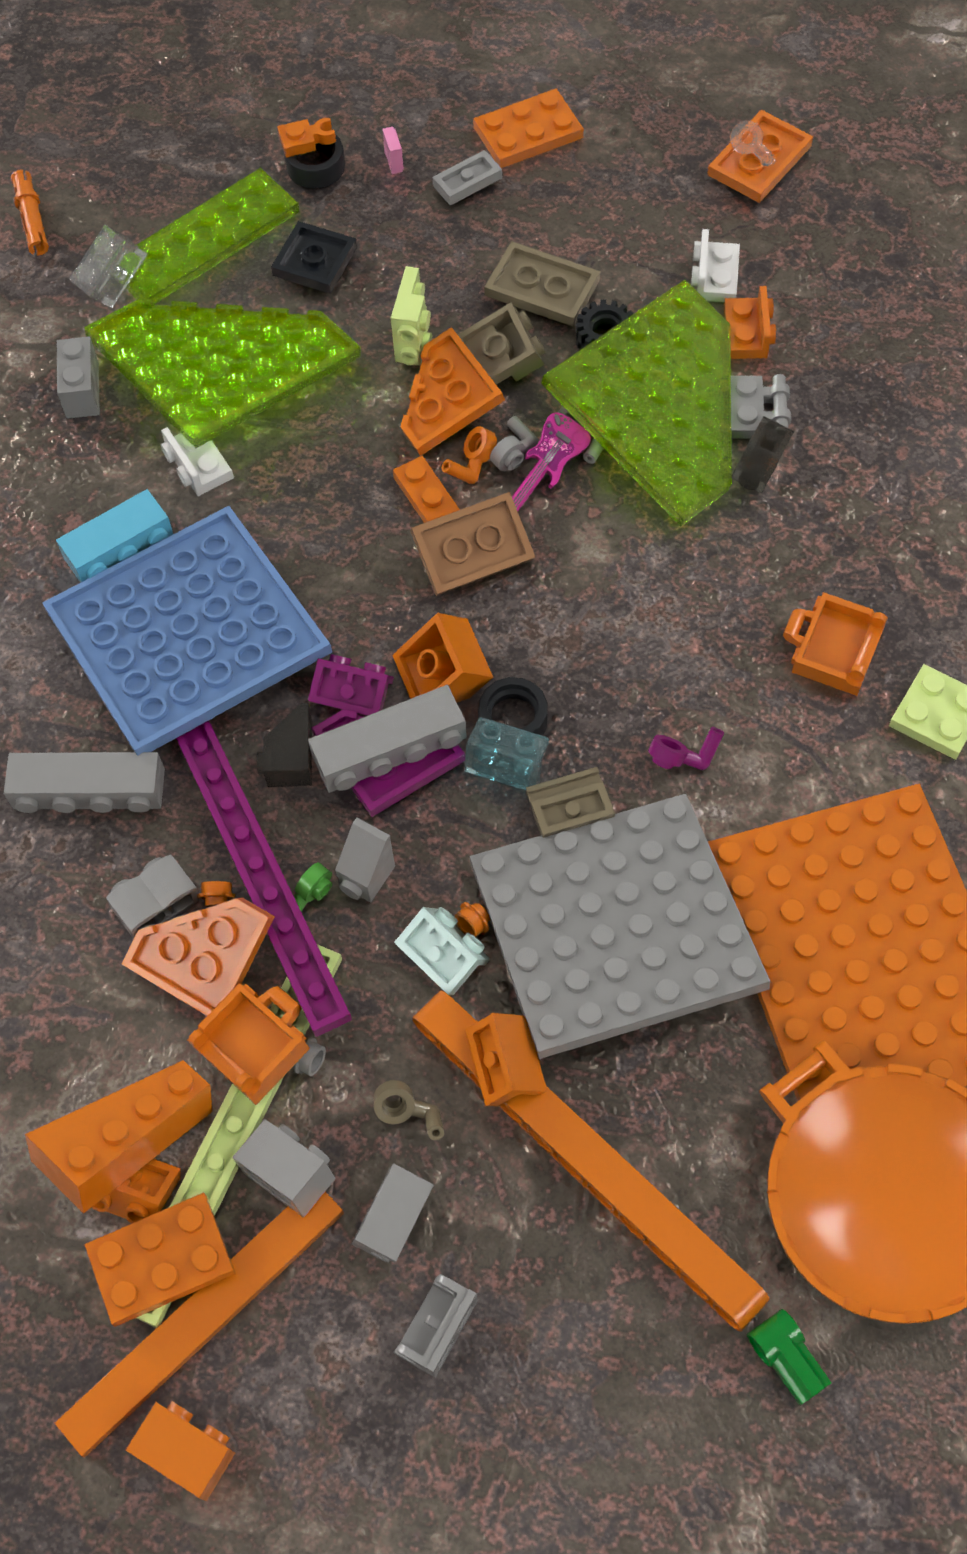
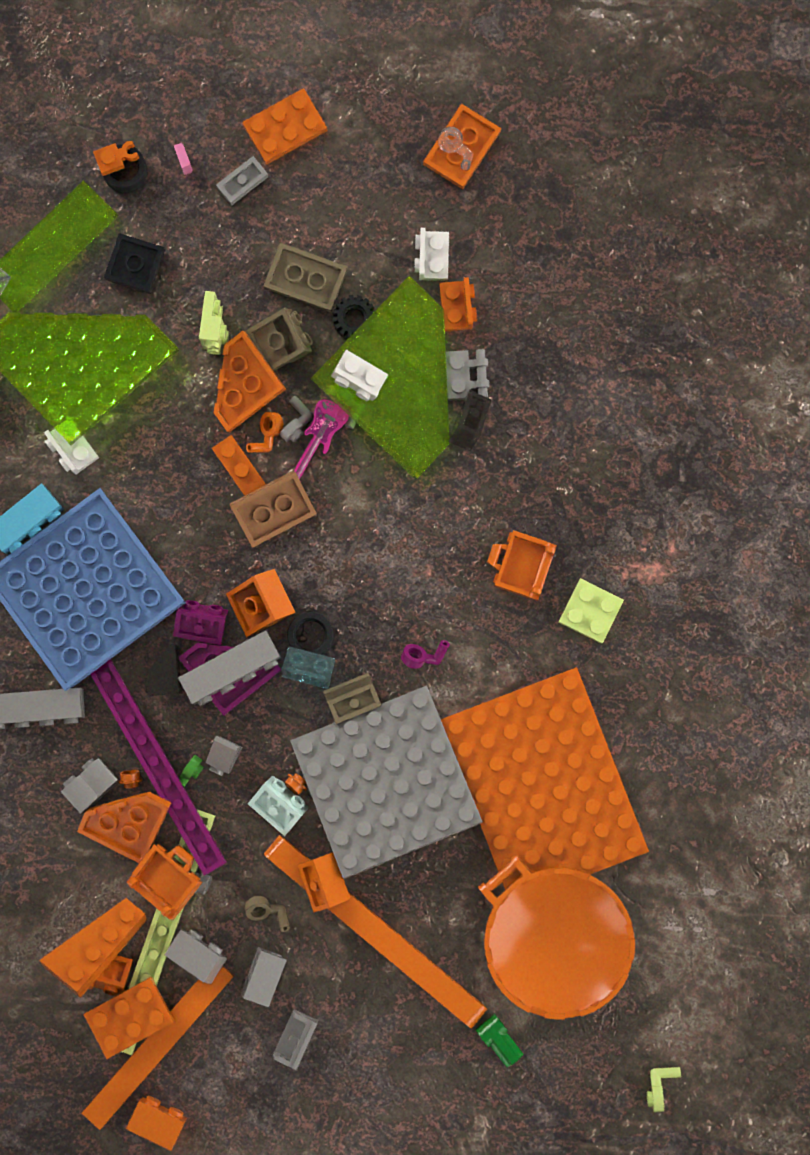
camera: 10 degrees left, 20 degrees up
(609, 376) = (359, 376): none -> white bracket

